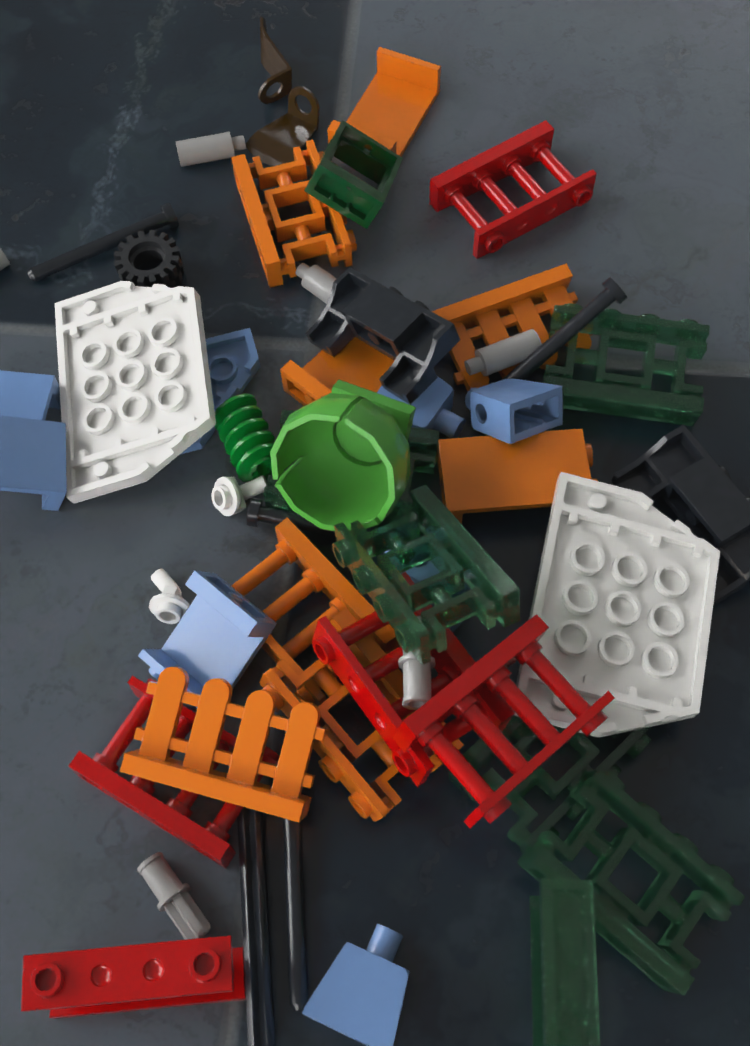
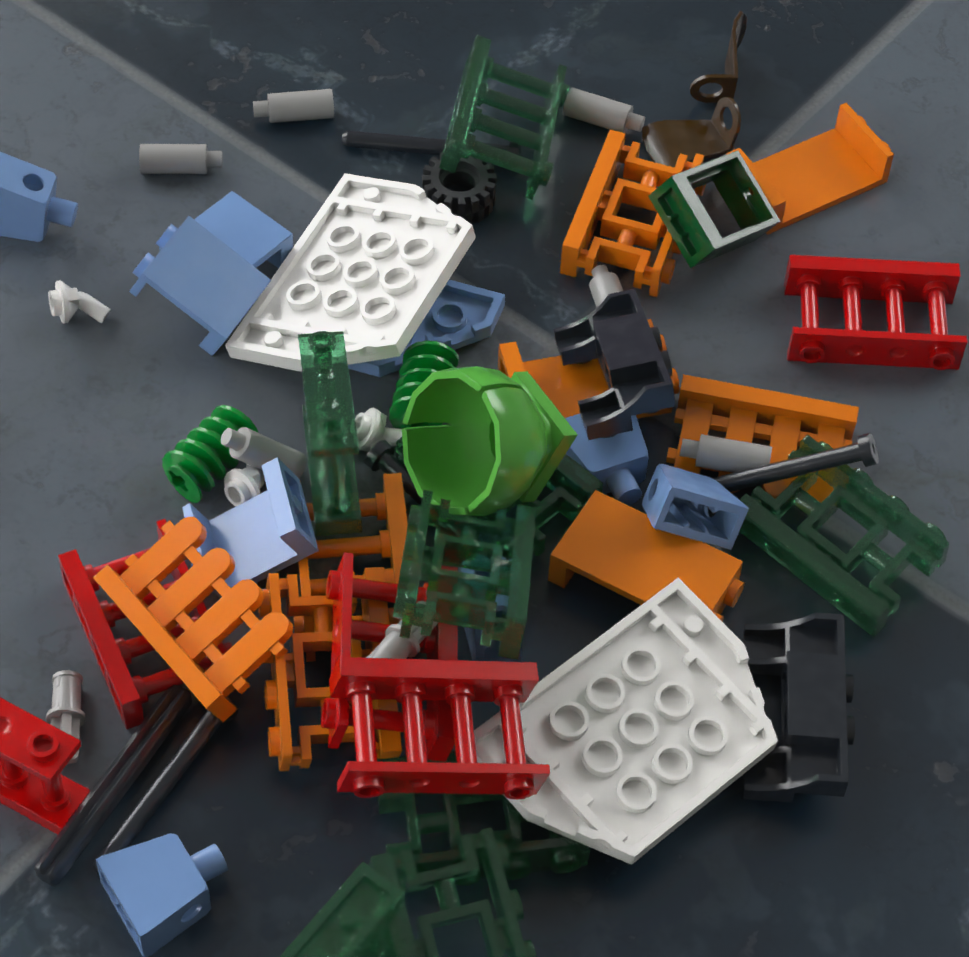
camera: 30 degrees right, 10 degrees down
(118, 593) = (202, 455): none -> green piece
(121, 207) = (468, 118): none -> clear green fence
(168, 568) = (259, 449): none -> light grey cylinder
(216, 521) = (330, 433): none -> clear green fence

